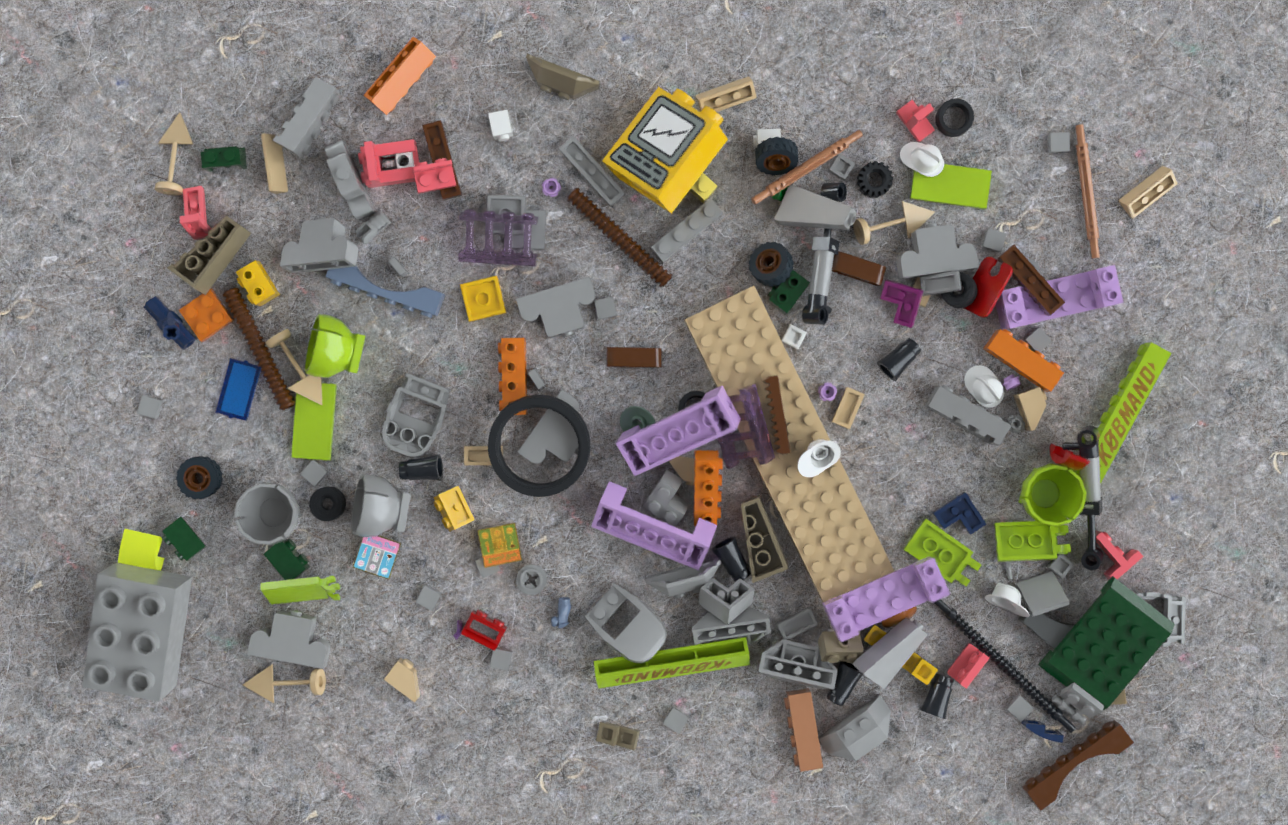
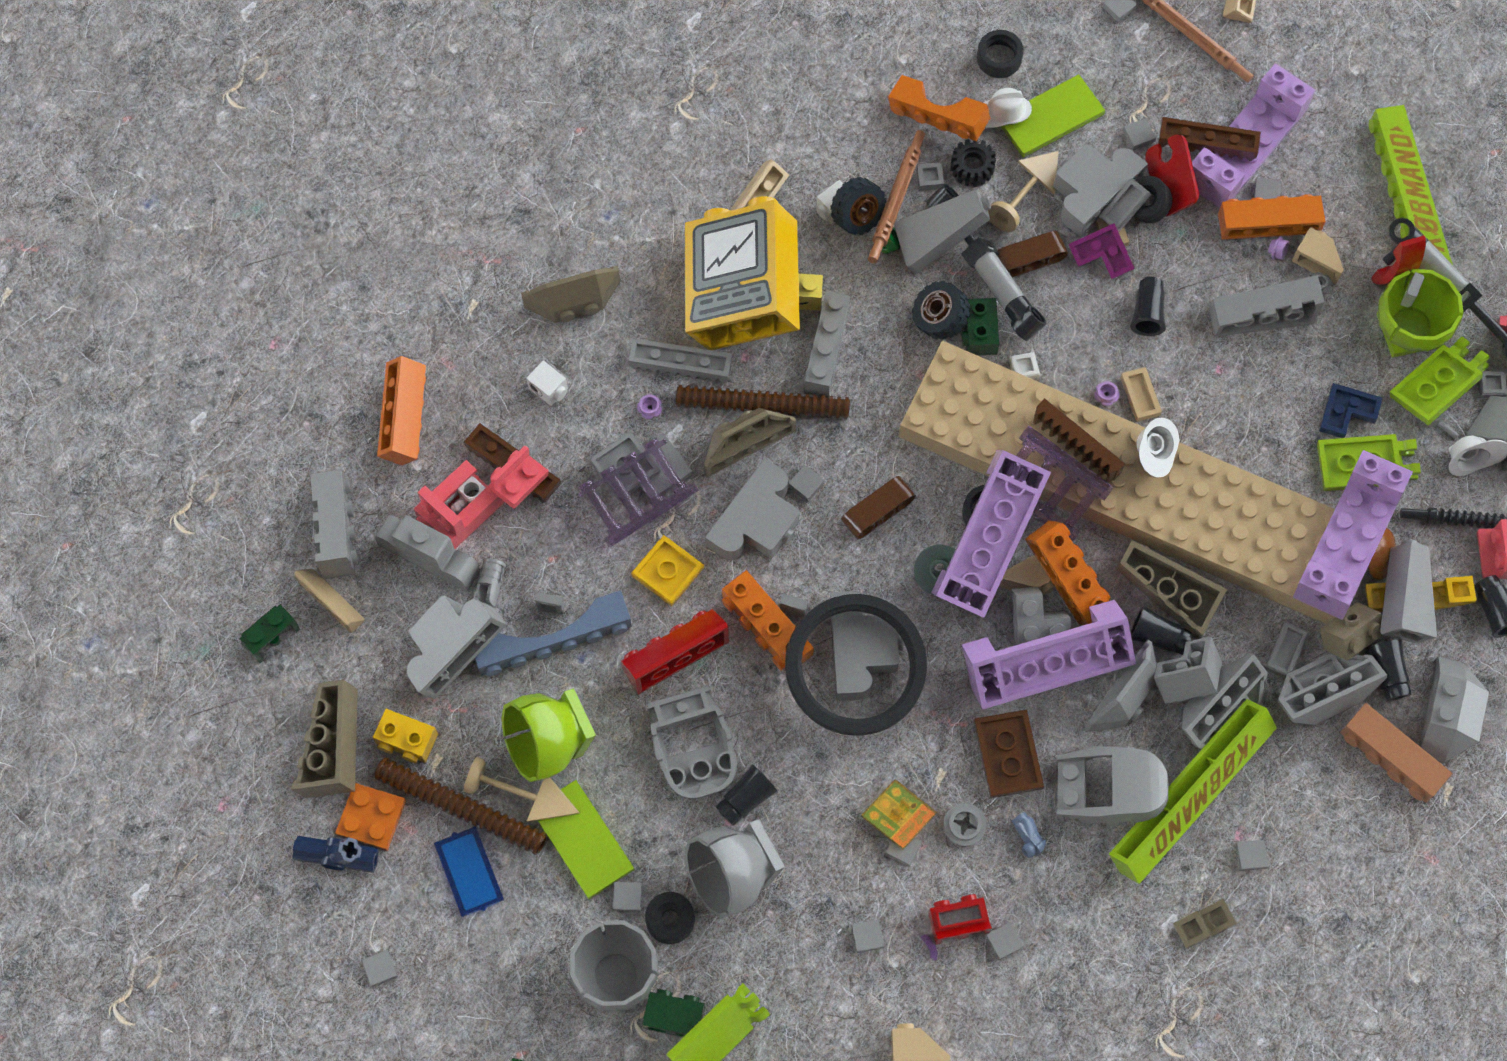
camera: 35 degrees left, 20 degrees down
(175, 135) = (194, 649): tan piece -> none
(191, 486) = (486, 989): black wheel -> none
(195, 213) = (280, 712): coral bracket -> none
(377, 556) = (771, 930): piece -> none
(446, 352) = (675, 650): none -> red slope
(453, 508) = (815, 814): yellow bracket -> none
(477, 455) = (798, 736): tan tile -> none
(588, 559) = (1008, 753): none -> reddish brown plate
(590, 251) = (746, 436): none -> dark tan wedge
(891, 148) = (963, 118): none -> orange arch
(915, 119) = (963, 81): coral bracket -> none
(984, 386) = (1255, 271): white piece -> none
(1055, 484) = (1412, 290): none -> light grey tile

